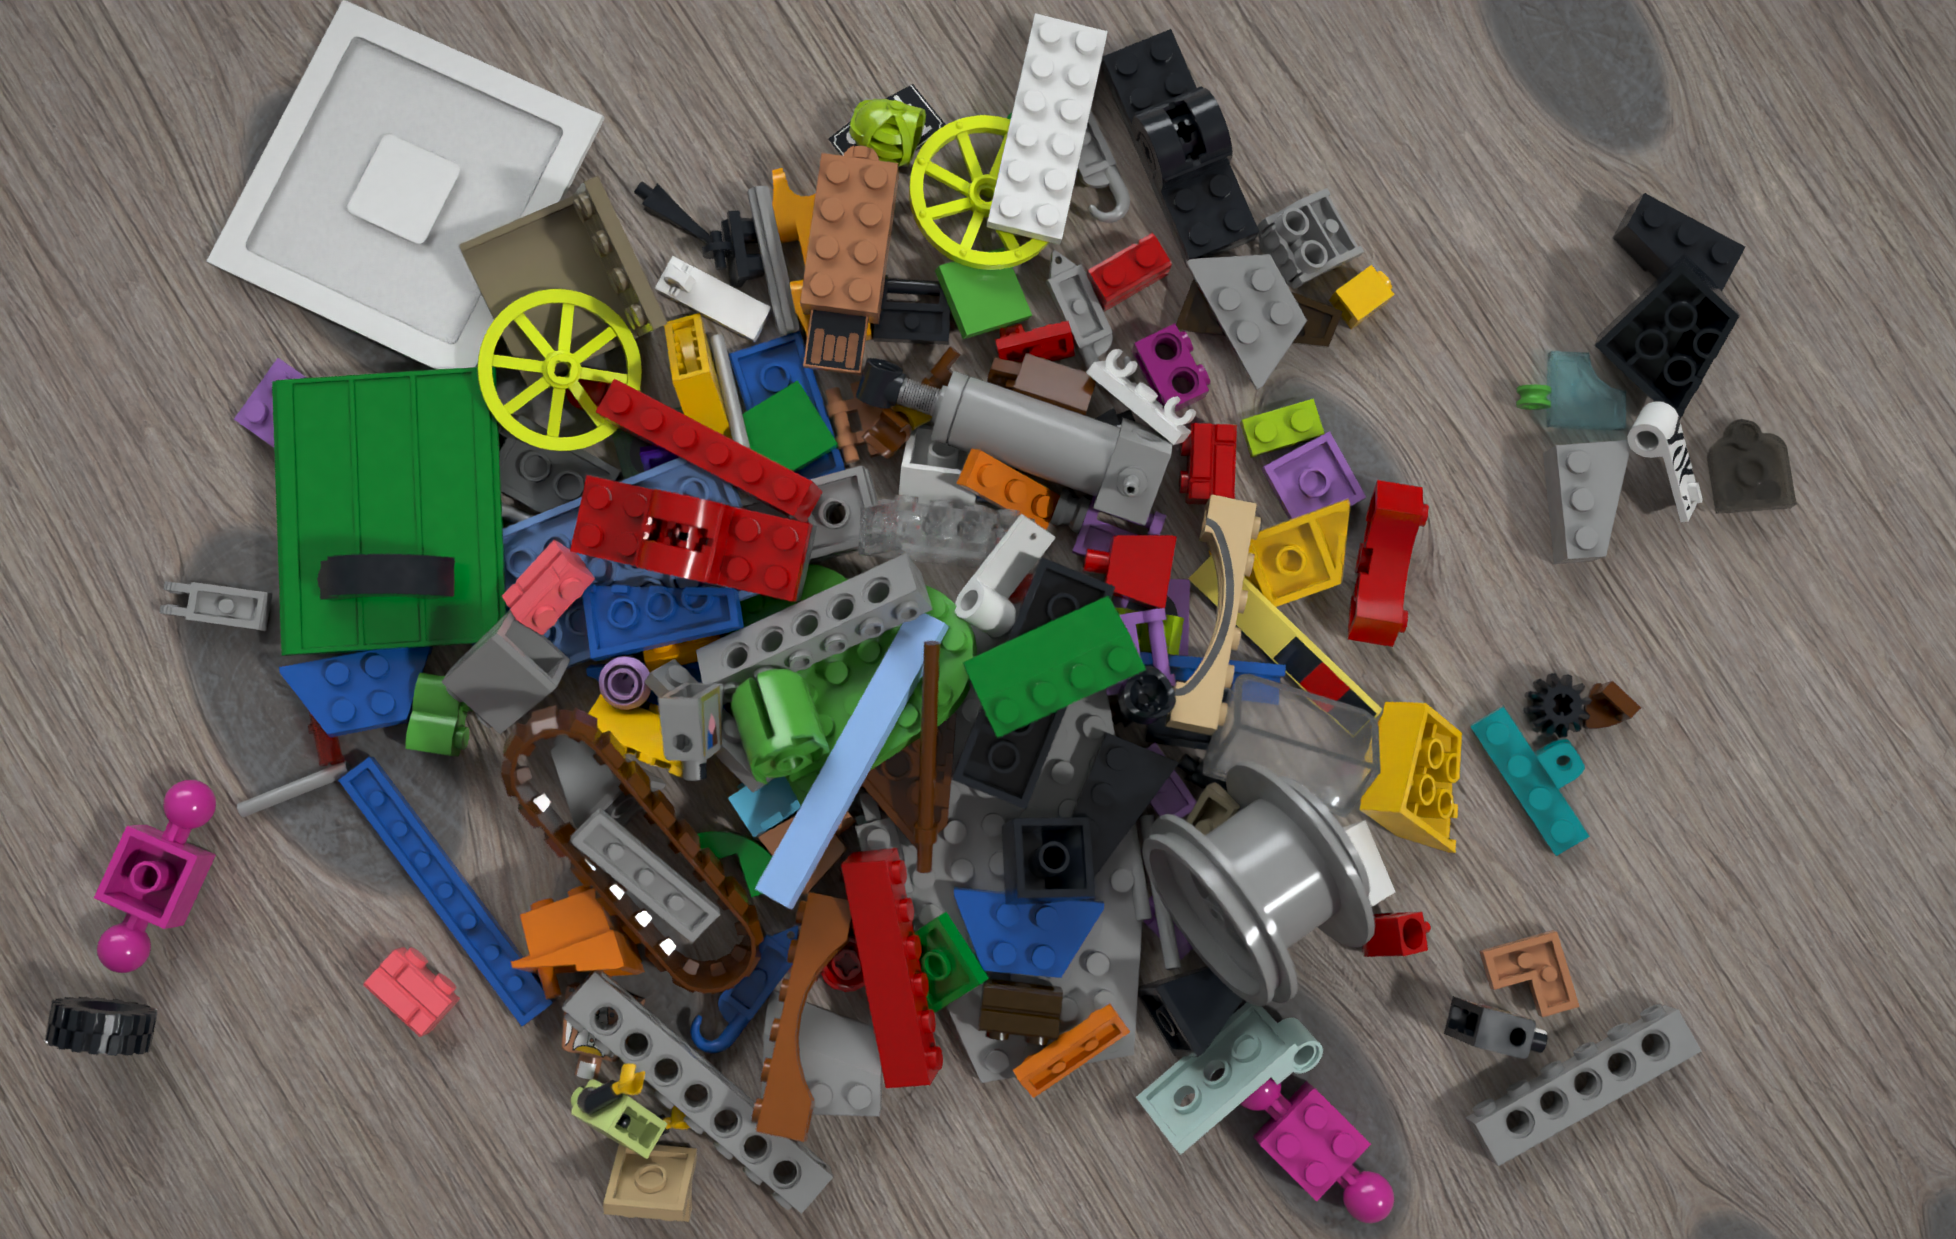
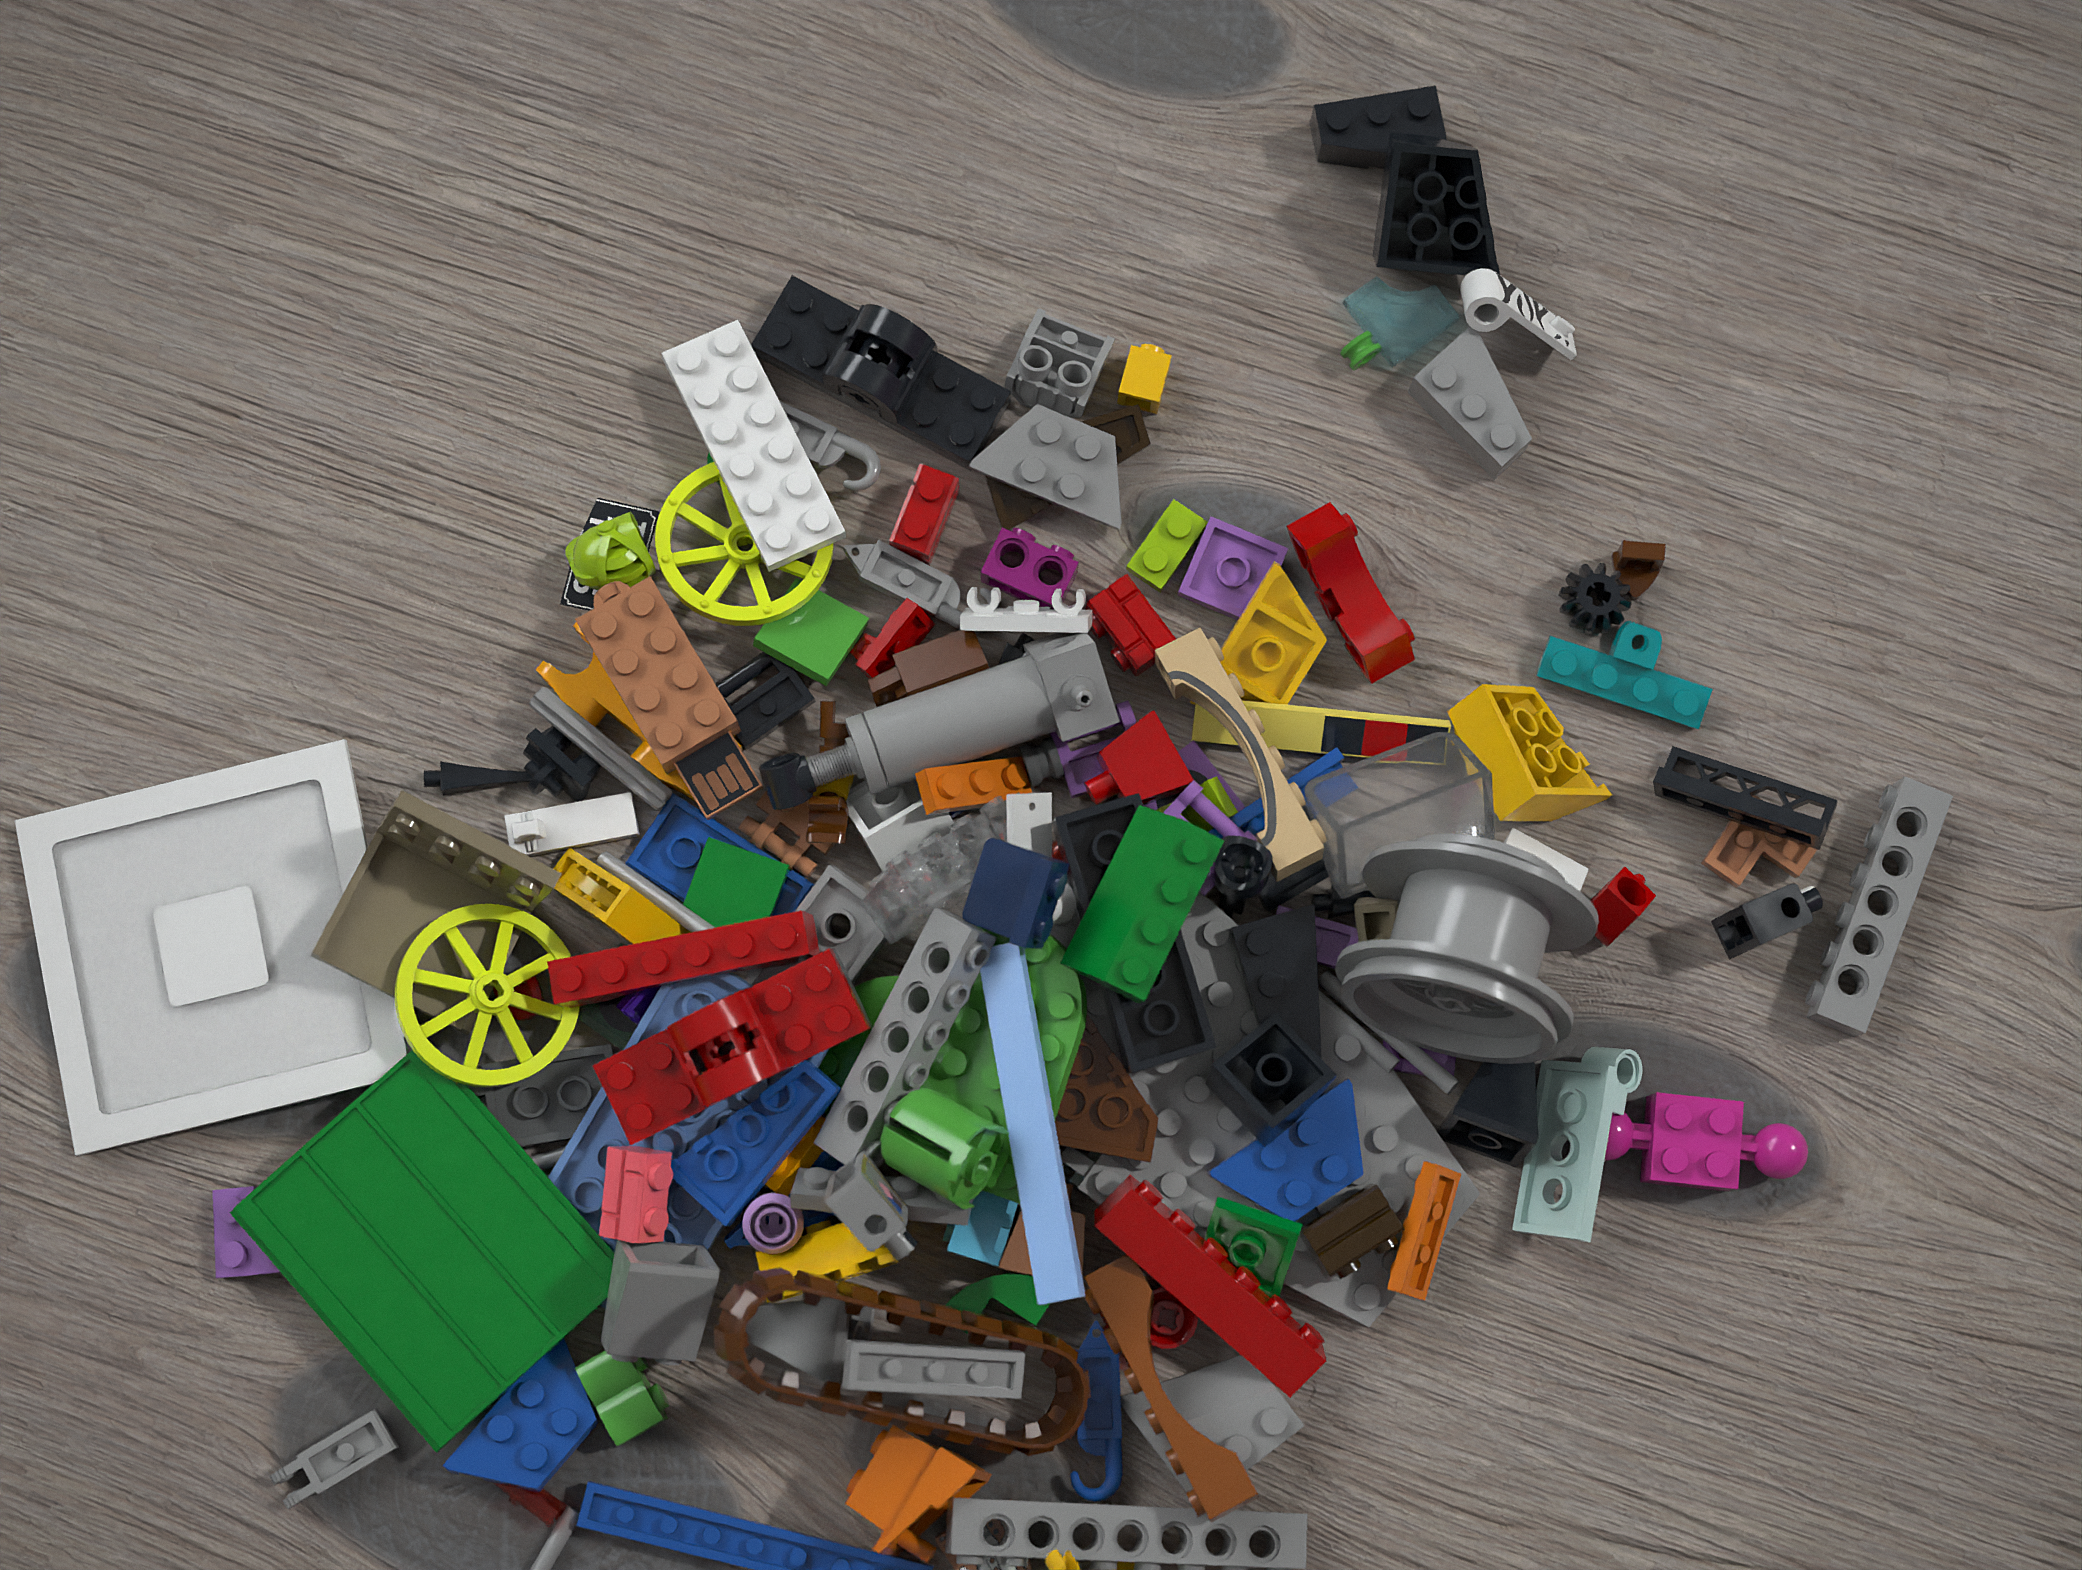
camera: 40 degrees left, 5 degrees down
(386, 576) = (480, 1301): black arch -> none
(926, 830) = (1142, 1137): reddish brown bar -> none
(969, 589) = (1015, 893): none -> dark blue bracket
(1542, 936) = (1741, 806): none -> black fence
(1750, 470) = (1593, 270): clear smoke plate -> none

